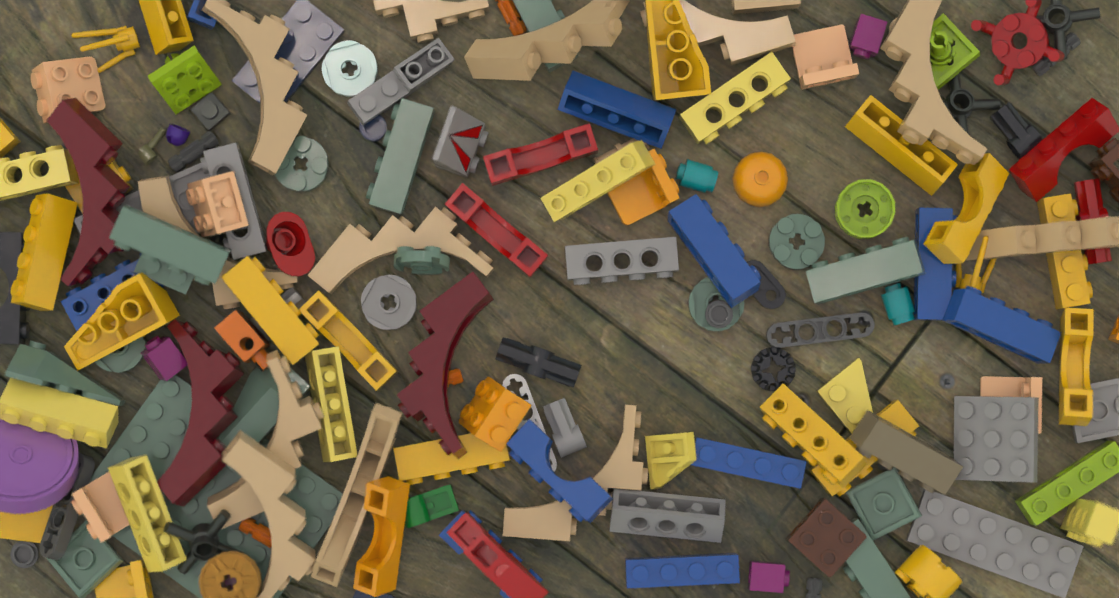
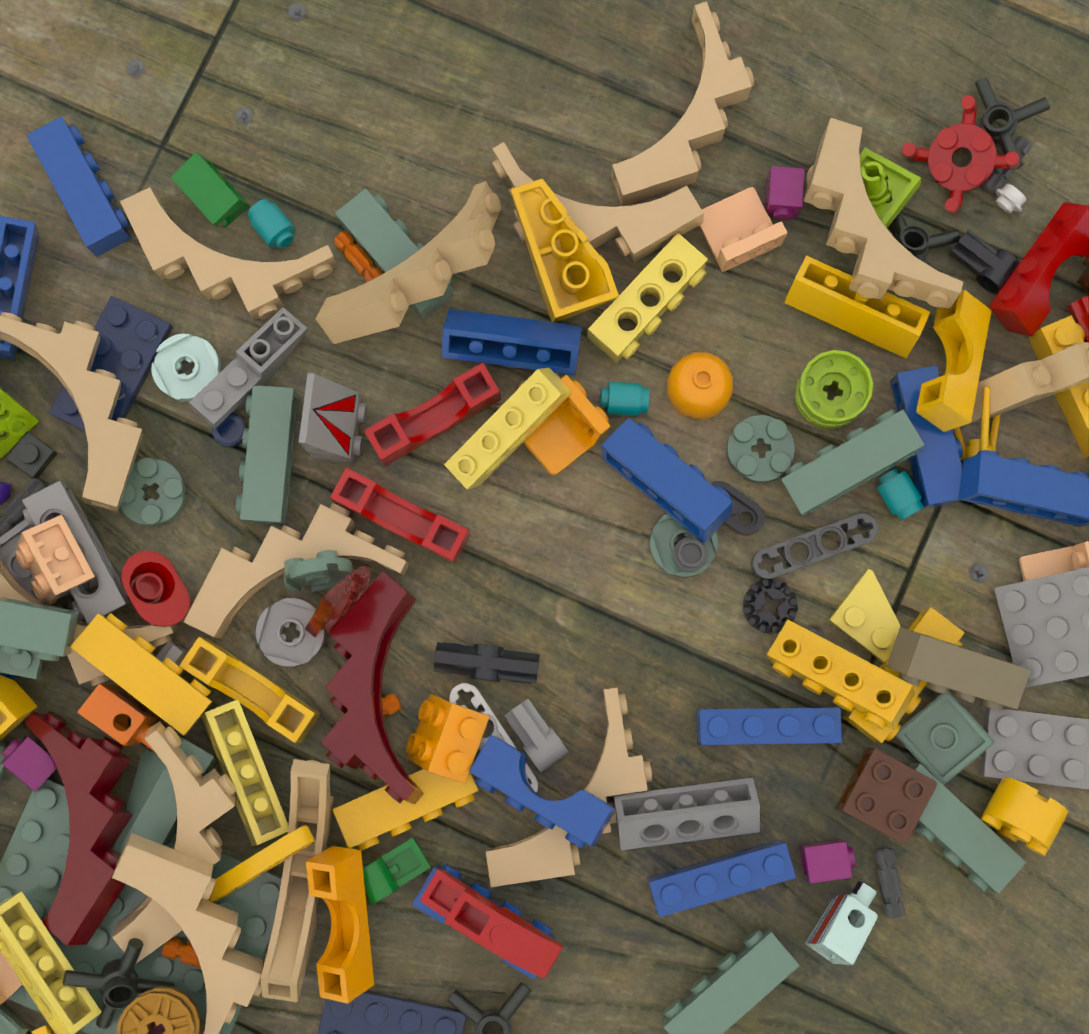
camera: 10 degrees left, 5 degrees down
(333, 475) = (261, 862): none -> yellow beam
(434, 288) = (338, 600): none -> clear red plate
(663, 248) = (604, 491): light grey brick -> none
(668, 456) = (671, 740): light yellow wing -> none
(1051, 83) = (1010, 198): none -> white plate

